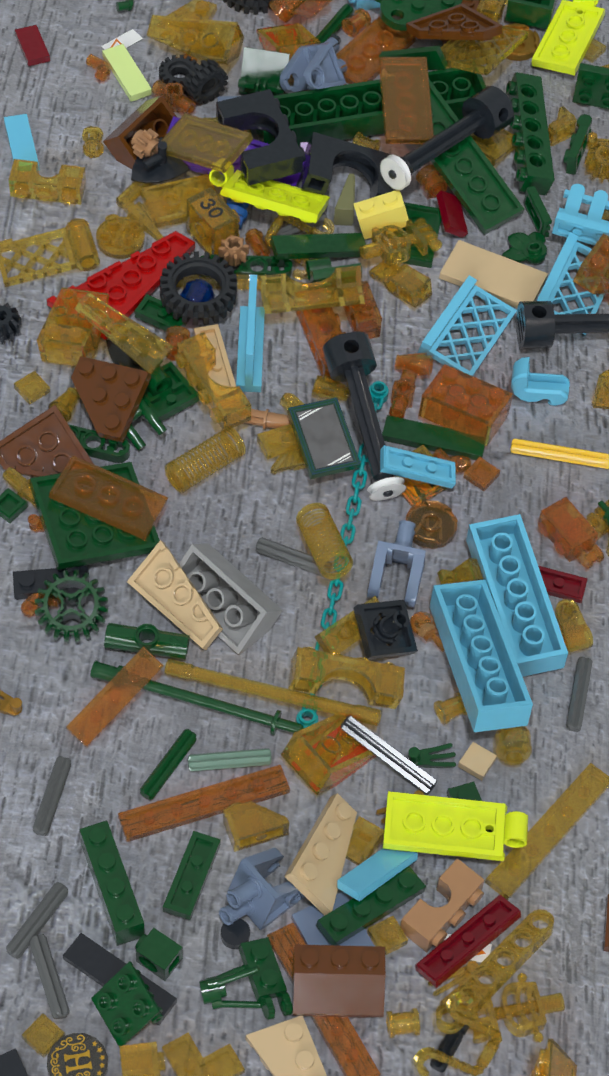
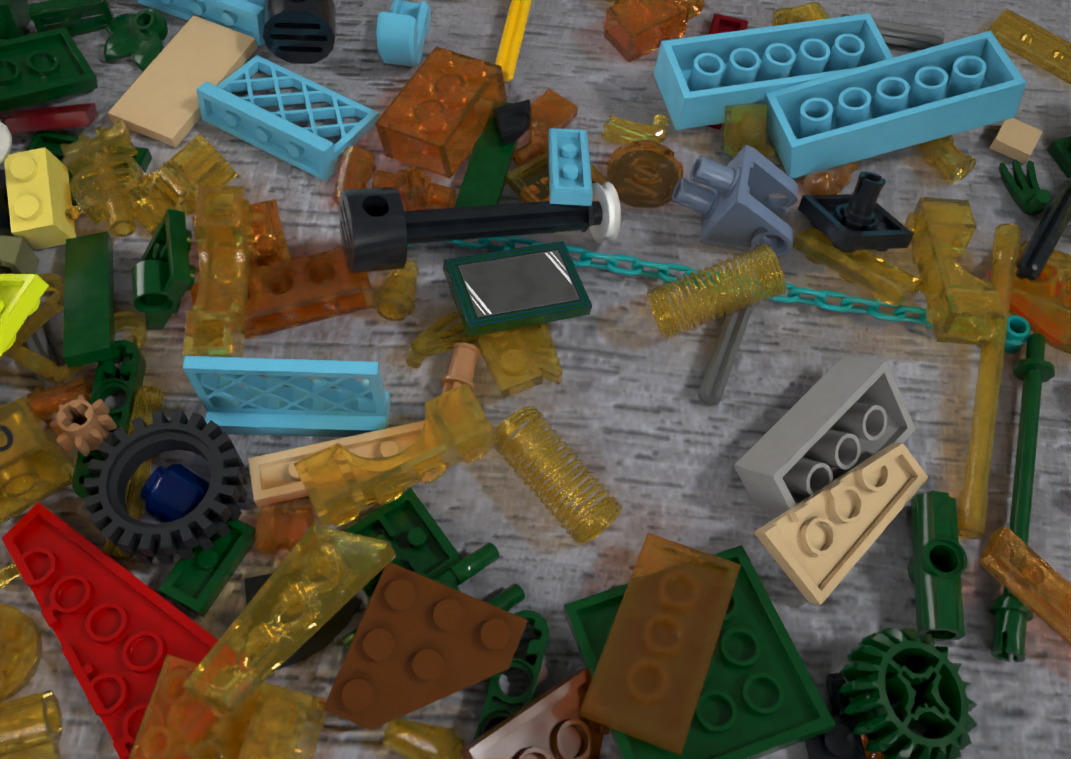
camera: 90 degrees left, 5 degrees up
(462, 517) = (624, 131): none -> clear yellow piece
(463, 444) = (513, 120): none -> black tile

